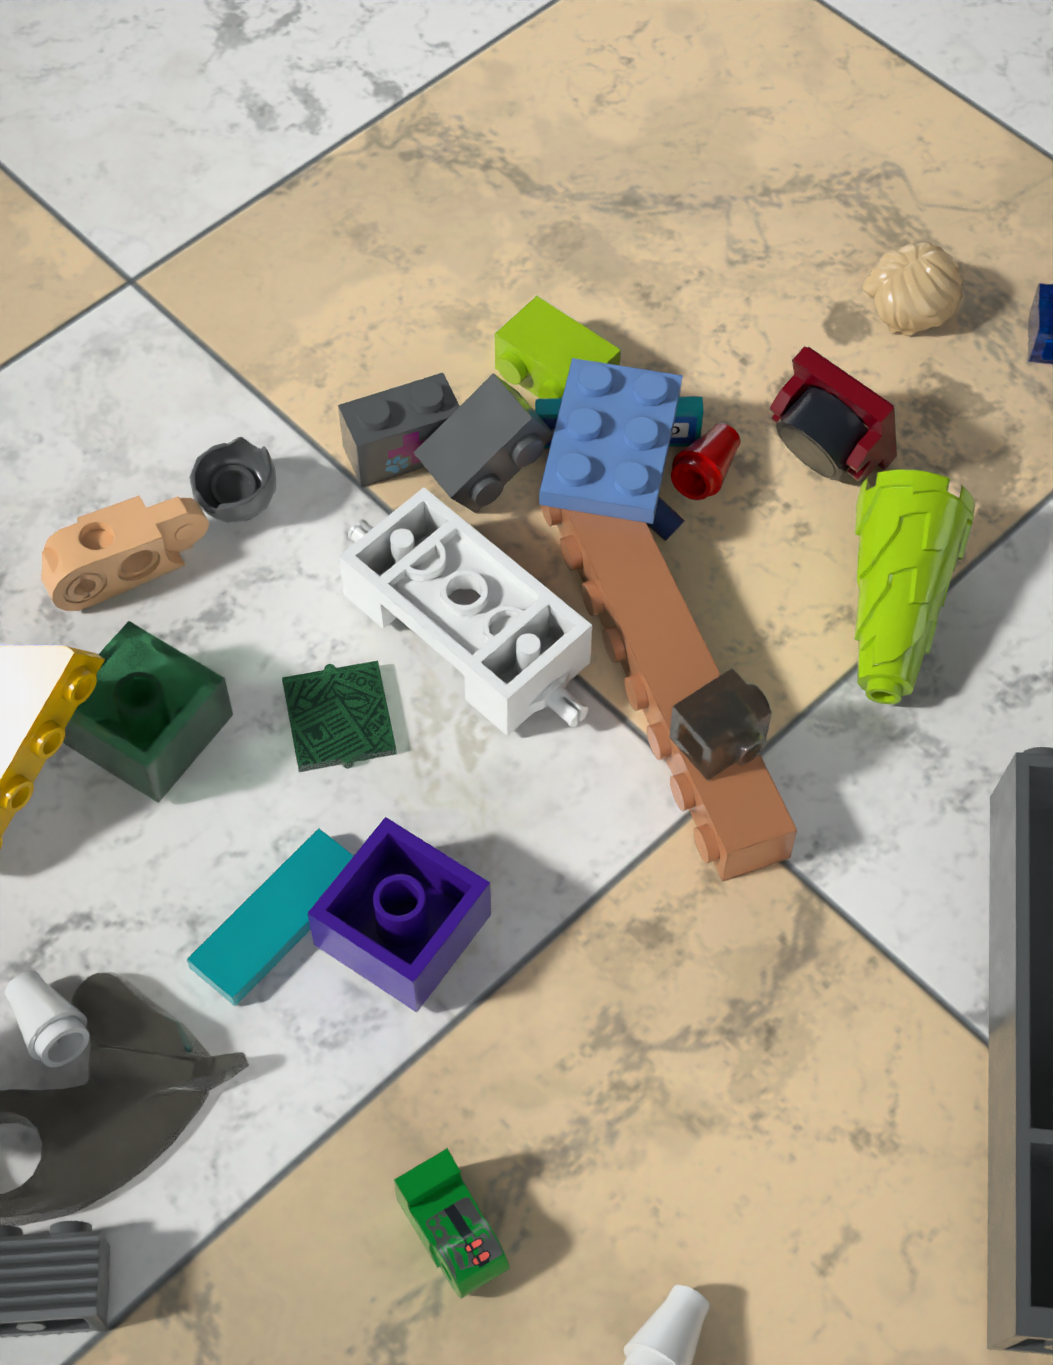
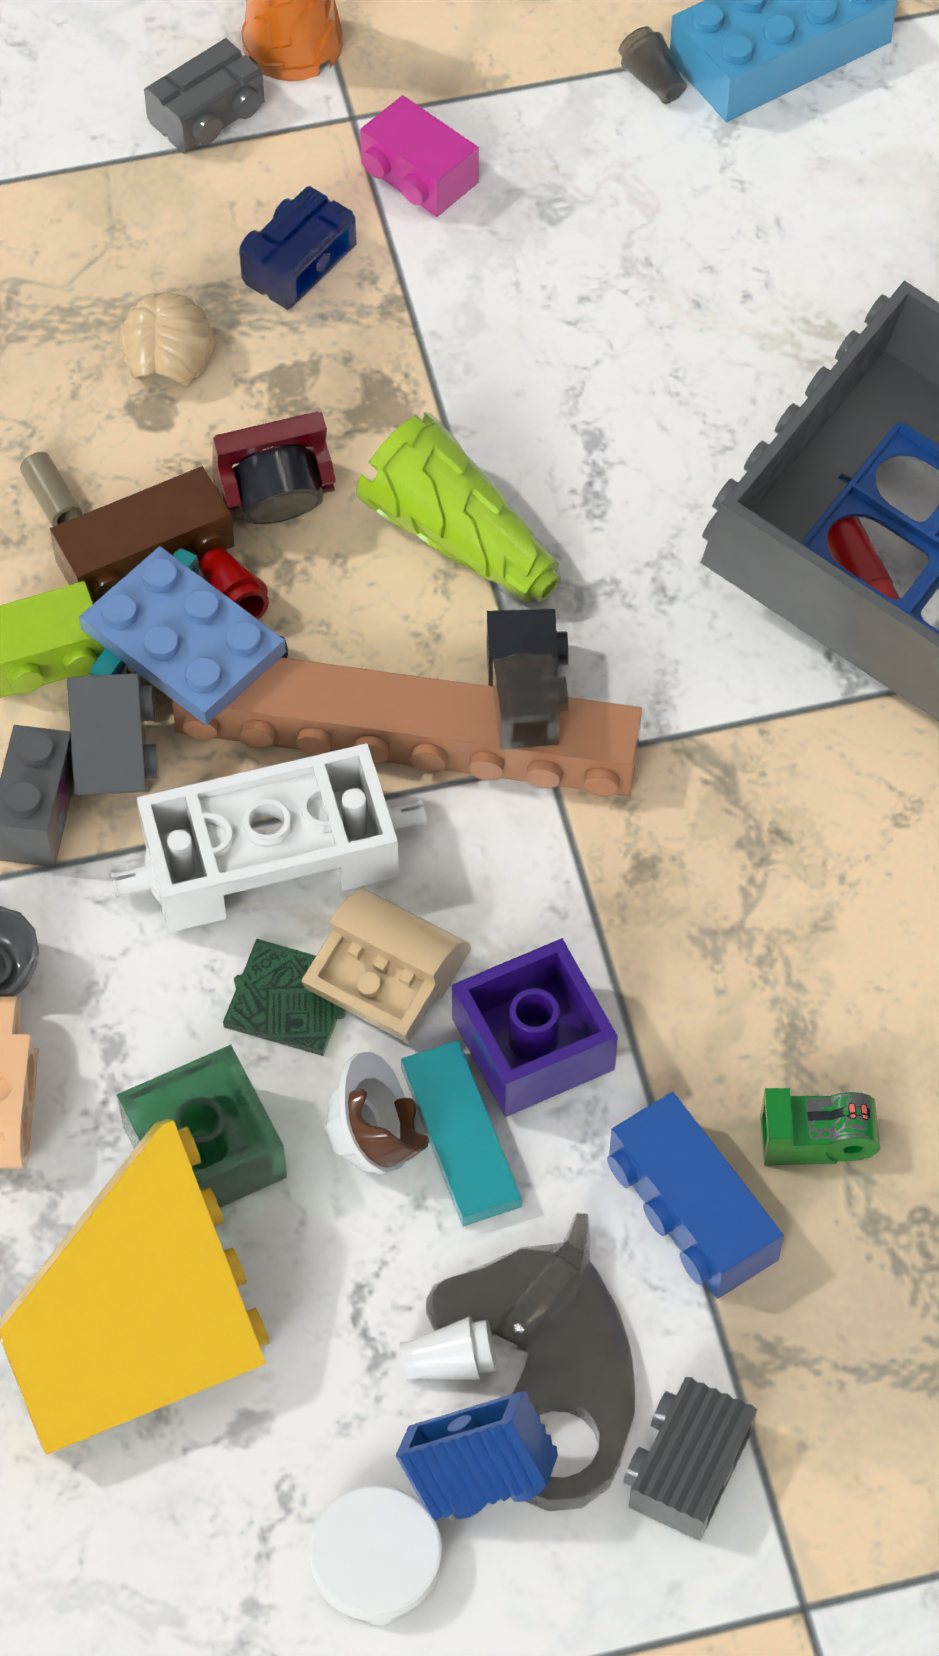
camera: 60 degrees left, 0 degrees up
(239, 830) = (372, 1118): none -> white piece
(310, 1146) = (693, 1196): none -> blue brick
(403, 763) = (384, 963): none -> tan brick
(709, 294) = (49, 488): none -> dark tan axle
(730, 376) = (120, 535): none -> reddish brown brick
(805, 708) = (524, 632): none -> black brick

